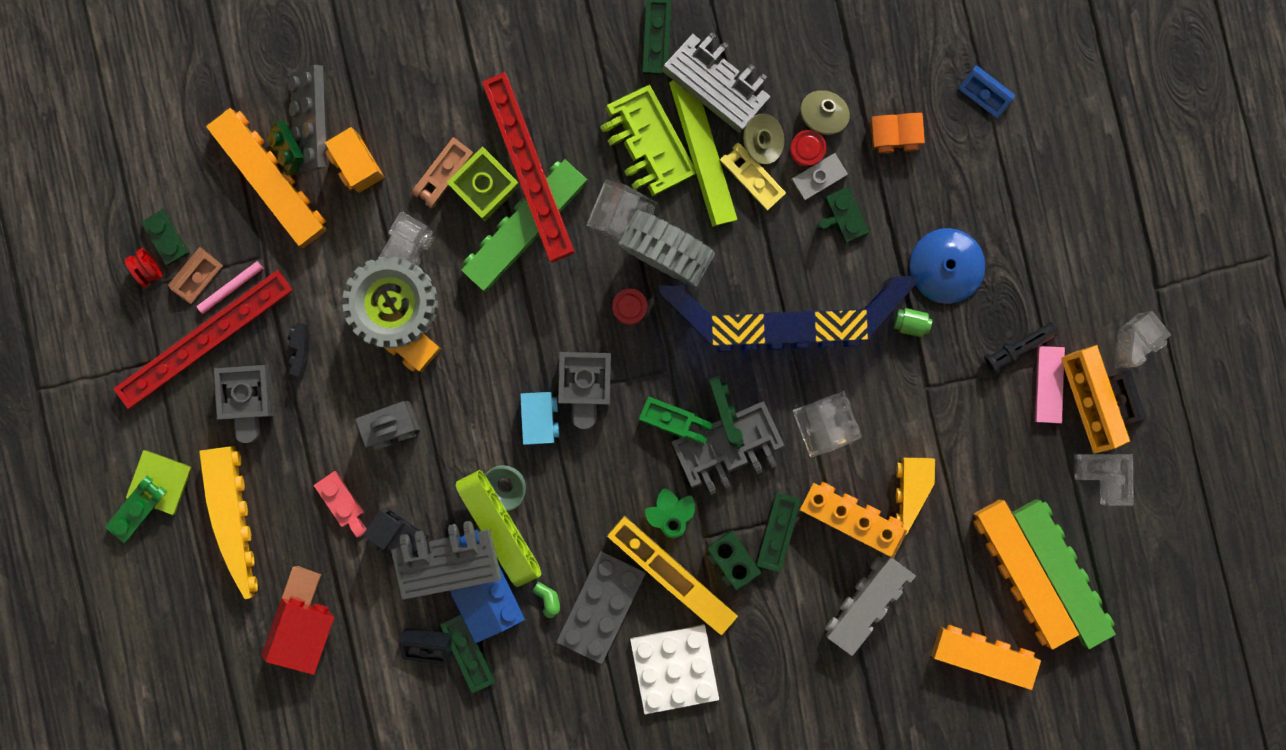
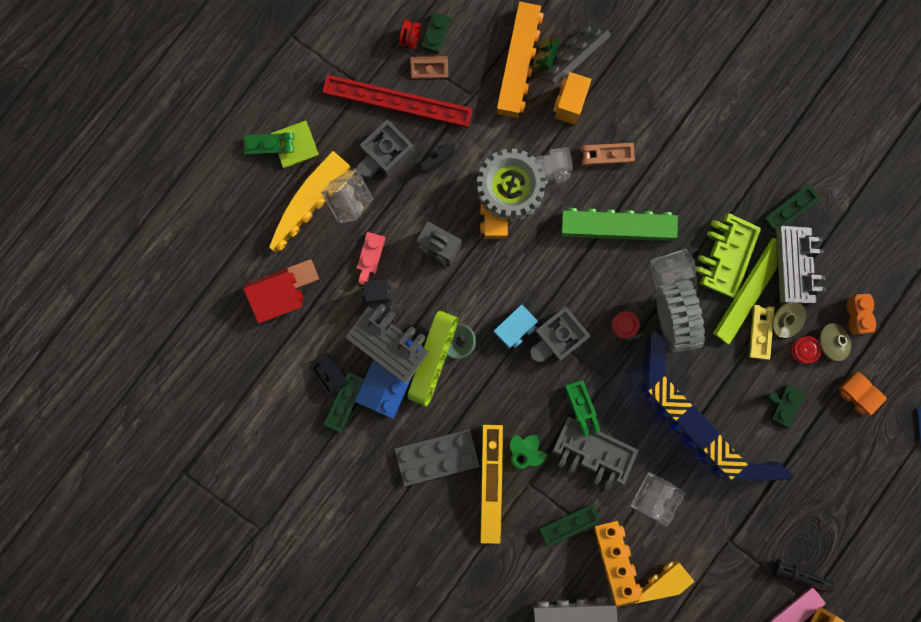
camera: 50 degrees right, 5 degrees down
(230, 287) = (439, 91): bright pink bar -> none
(260, 475) = (347, 196): none -> clear slope
(483, 183) = (622, 182): lime brick -> none
(528, 168) = (654, 199): red plate -> none
(550, 599) = (416, 424): bright green arm -> none
(674, 669) = (437, 532): white plate -> none
(726, 413) = (613, 434): dark green plate -> none
(737, 557) = (536, 512): dark green brick -> none
(819, 176) = (795, 371): light grey plate -> none
(825, 66) = (861, 316): none -> orange brick
(912, 322) = (760, 498): bright green brick -> none
(929, 265) = (798, 491): blue dish -> none

